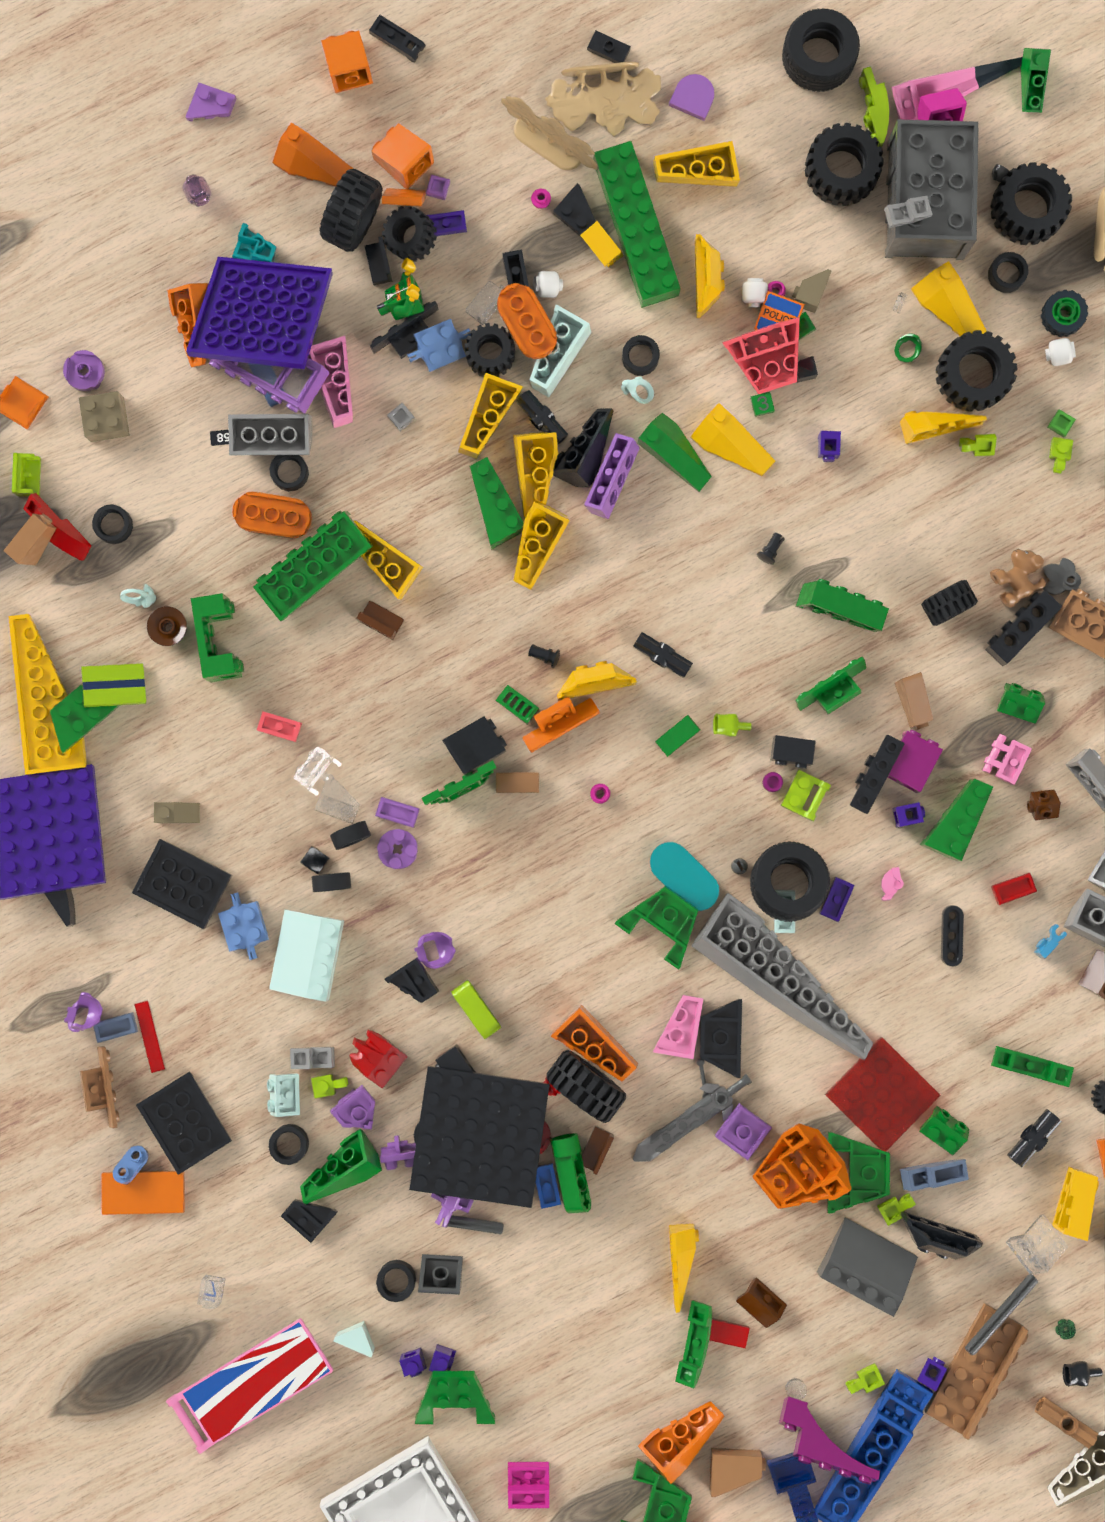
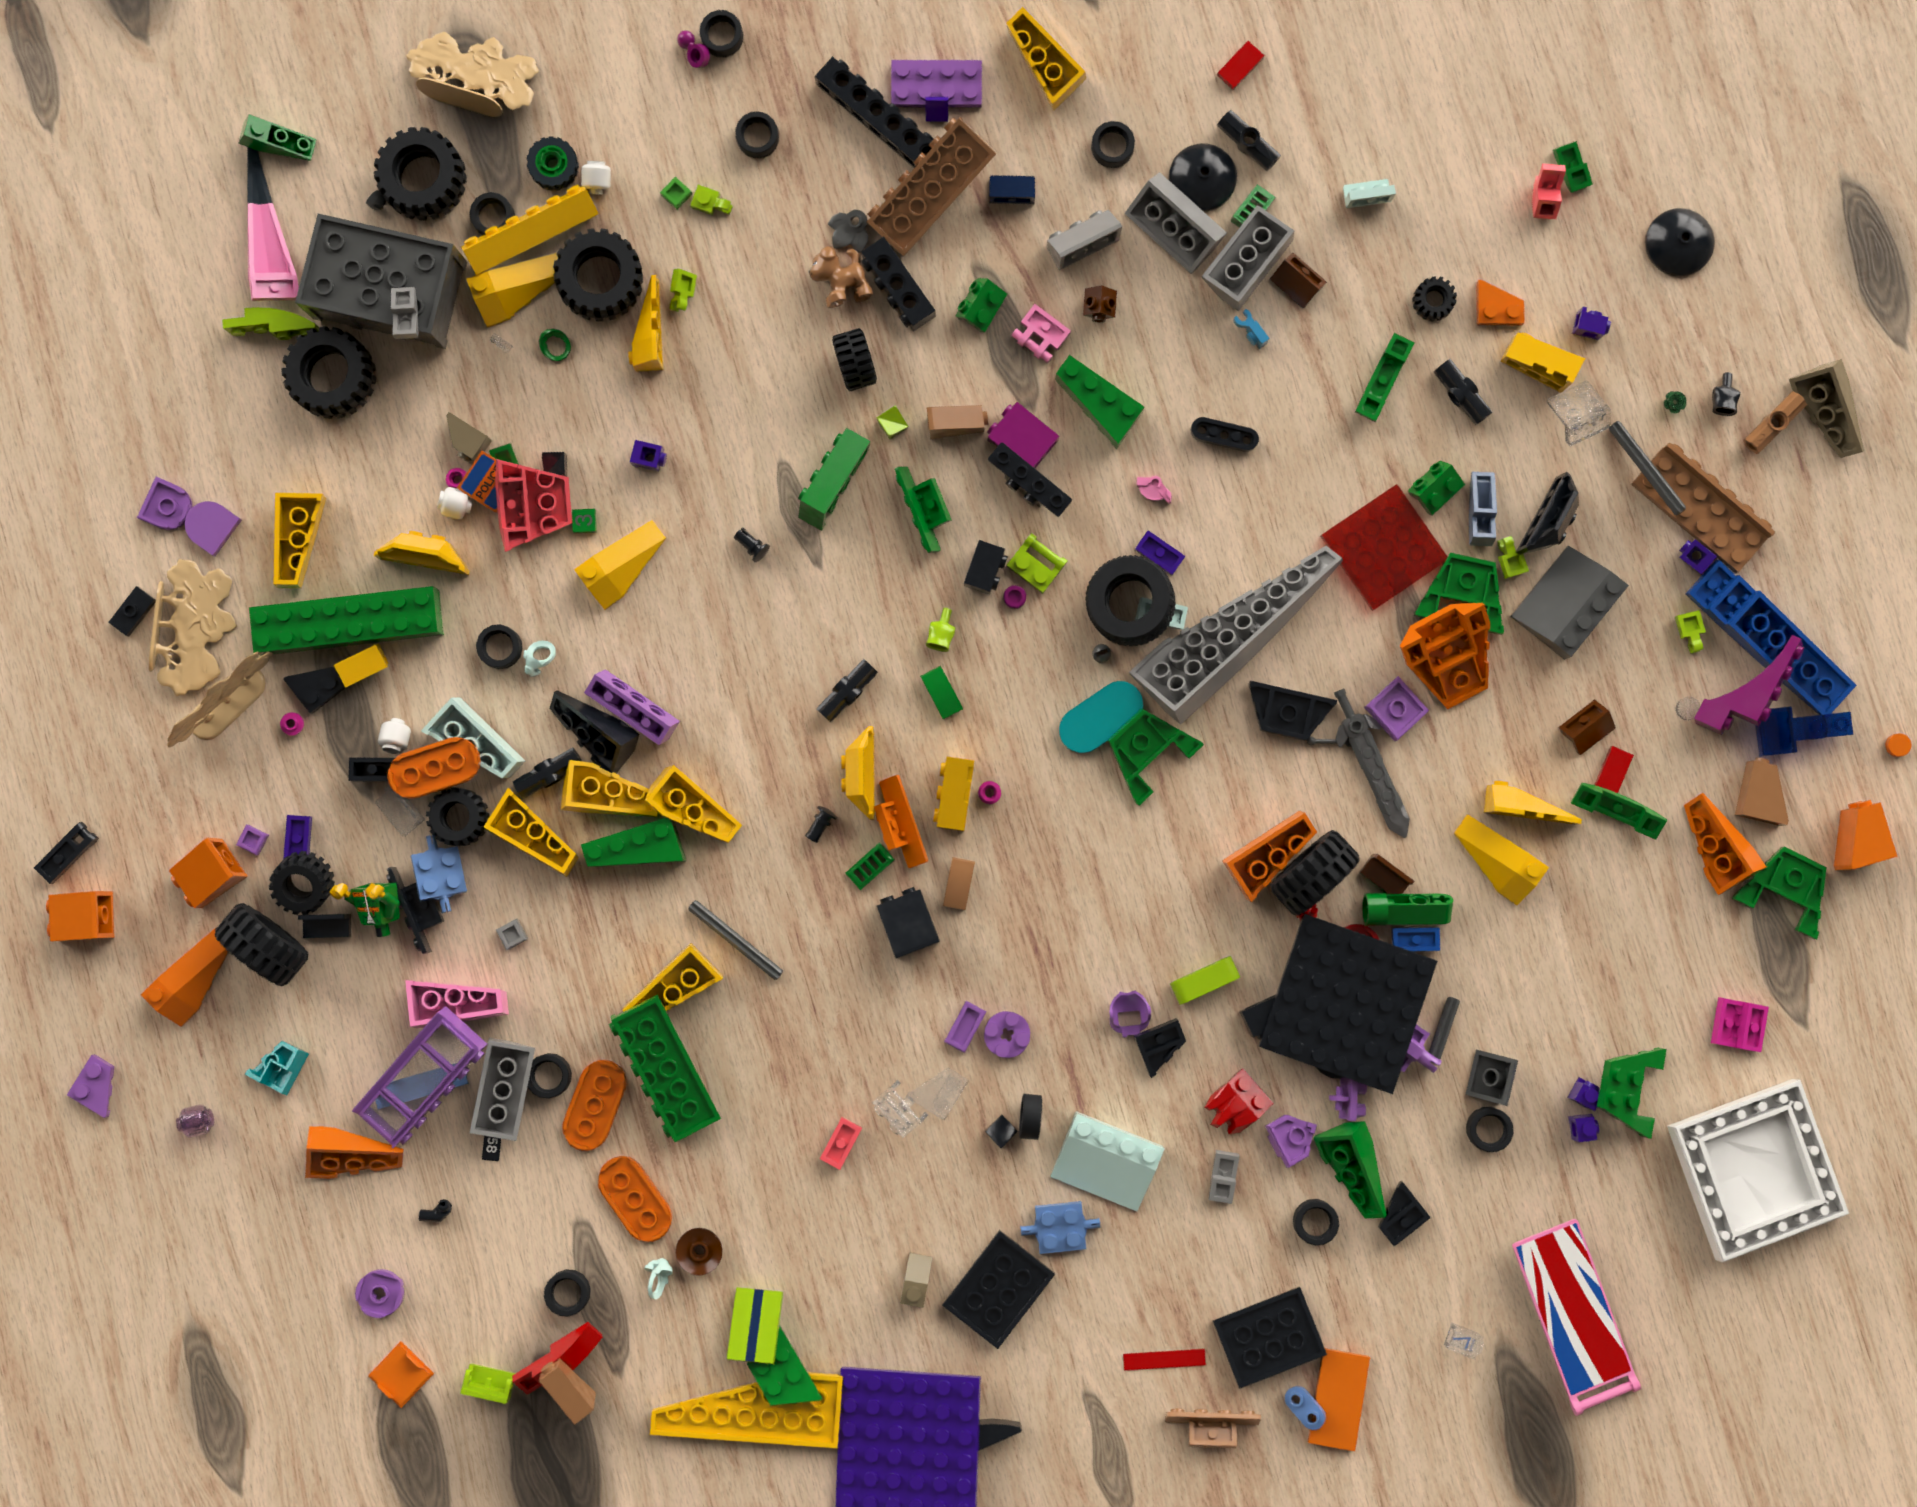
camera: 80 degrees left, 0 degrees up
(94, 1012) = (1128, 1418): medium lavender helmet -> none
(104, 416) = (439, 1279): dark tan brick -> none
(115, 1027) = (1146, 1397): sand blue tile -> none
(157, 404) = (438, 1214): none -> black arm
(200, 564) = (635, 1199): none -> orange tile
(209, 610) = (691, 1196): green plate -> none
(260, 312) = (358, 1073): dark purple plate -> none
(283, 1095) = (1259, 1217): light aqua bracket -> none
(325, 1085) = (1258, 1167): lime plate -> none
(350, 835) = (981, 1084): black tyre -> none
(356, 1338) = (1545, 1186): light aqua slope -> none
(380, 620) = (741, 1003): reddish brown panel -> none
(404, 197) = (257, 881): orange tile -> none
(432, 604) = (735, 940): none -> dark grey axle
(455, 790) = (954, 957): green wing -> none
(593, 763) = (954, 793): none -> yellow wedge
(626, 1253) = (1504, 863): none -> yellow wedge
(671, 447) = (614, 632): green wedge -> none
(682, 1029) = (1271, 754): bright pink wing -> none
(703, 55) = (165, 505): none -> medium lavender tile
(829, 26) = (165, 354): black tyre -> none
(902, 647) = (892, 422): none -> lime slope
(917, 811) = (1081, 443): dark purple brick -> none
(942, 106) = (289, 249): dark pink slope -> none
(1002, 305) = (530, 229): none -> yellow brick
(1014, 888) = (1185, 356): red tile -> none

